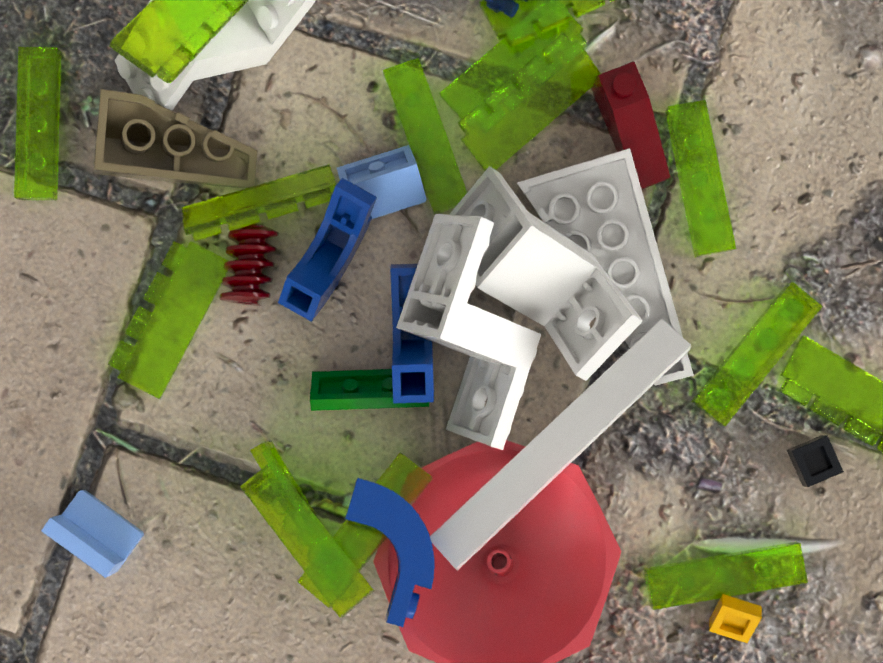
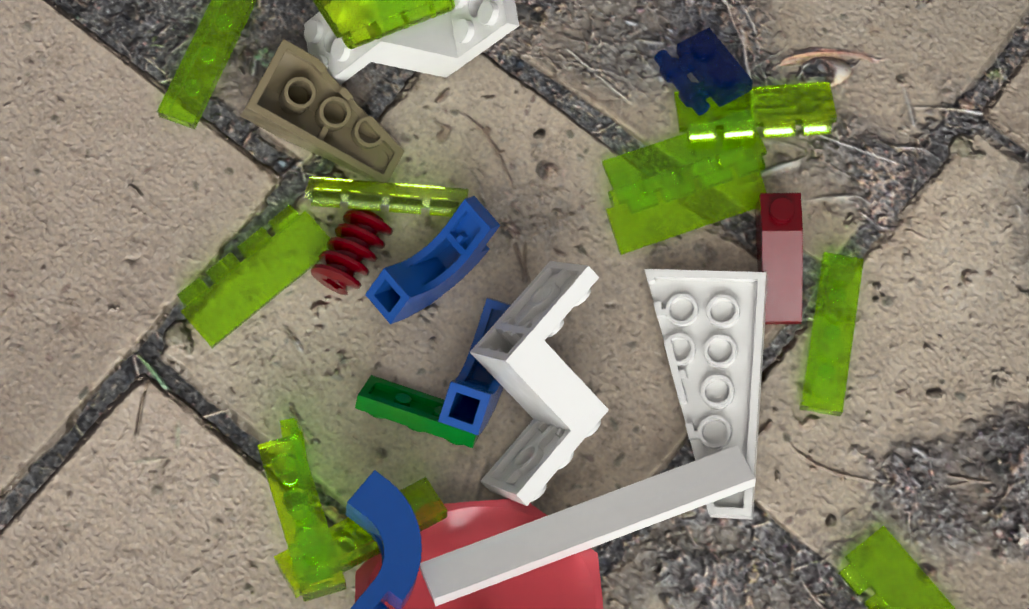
camera: 25 degrees right, 15 degrees down
(94, 533) = (95, 449): light blue panel -> none
(389, 177) = (523, 224): light blue panel -> none
(425, 135) = (573, 192): clear neon green plate -> none
(548, 277) = (634, 358): white bracket -> none
(756, 354) = (825, 523): clear neon green plate -> none

